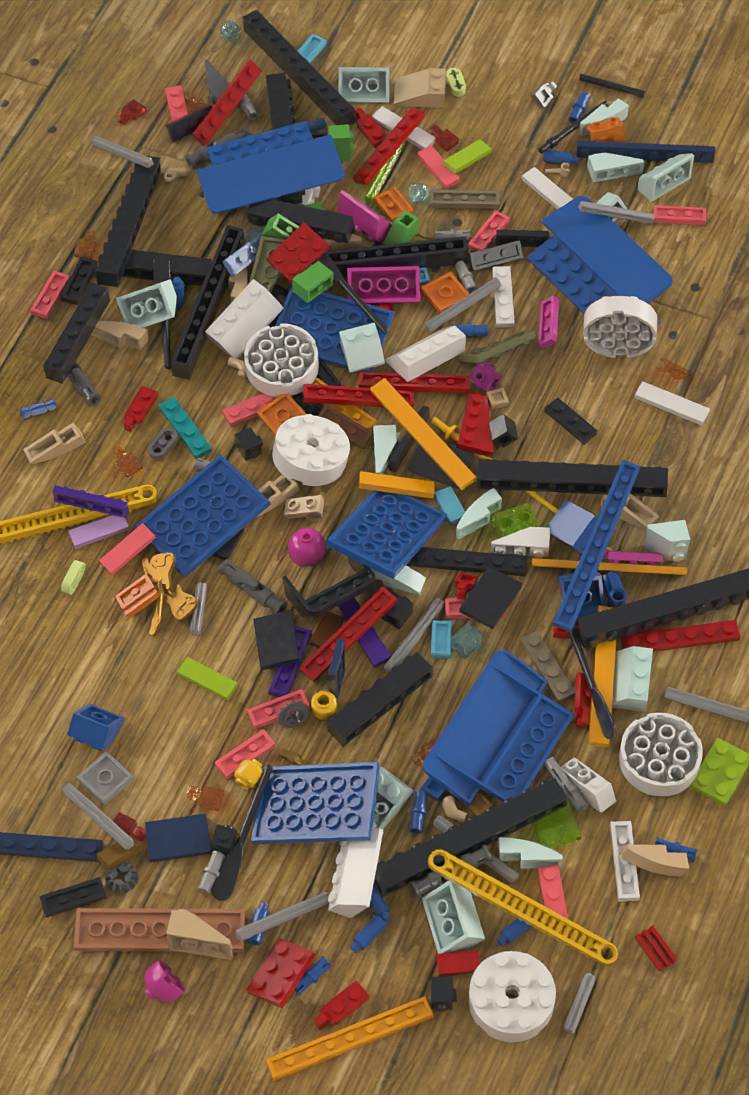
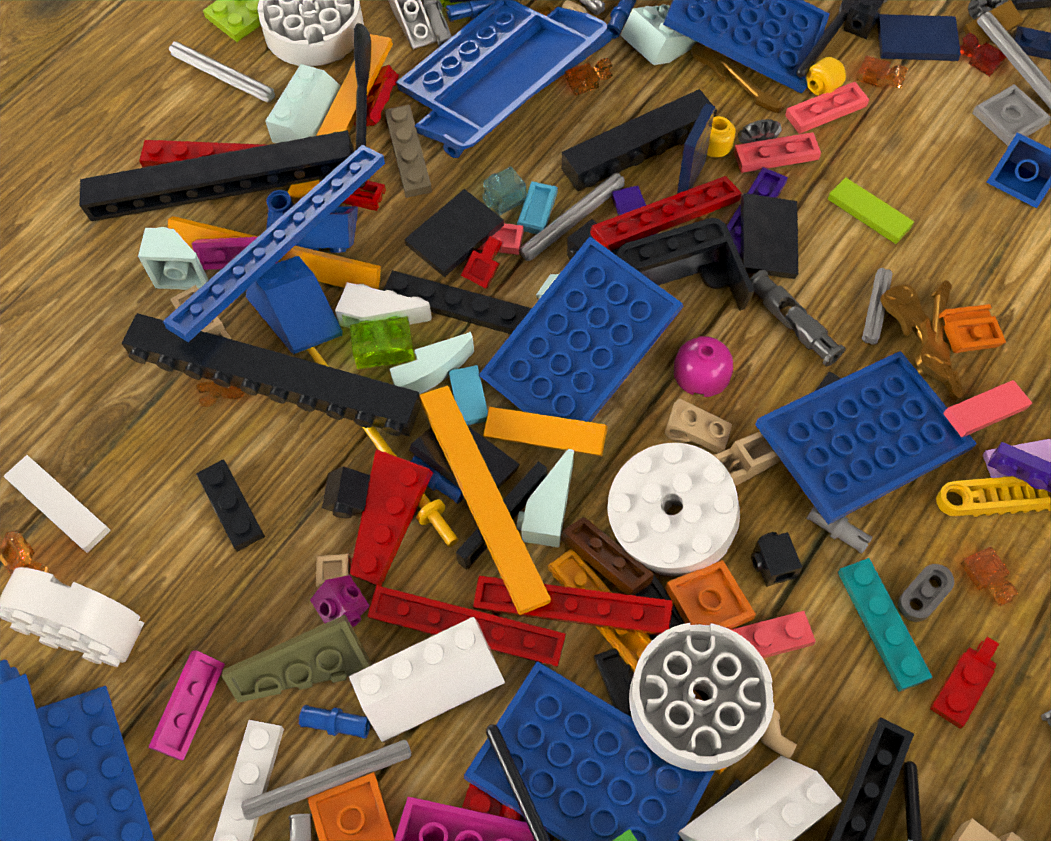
camera: 165 degrees left, 5 degrees up
(362, 347) = (545, 700): light aqua slope -> none

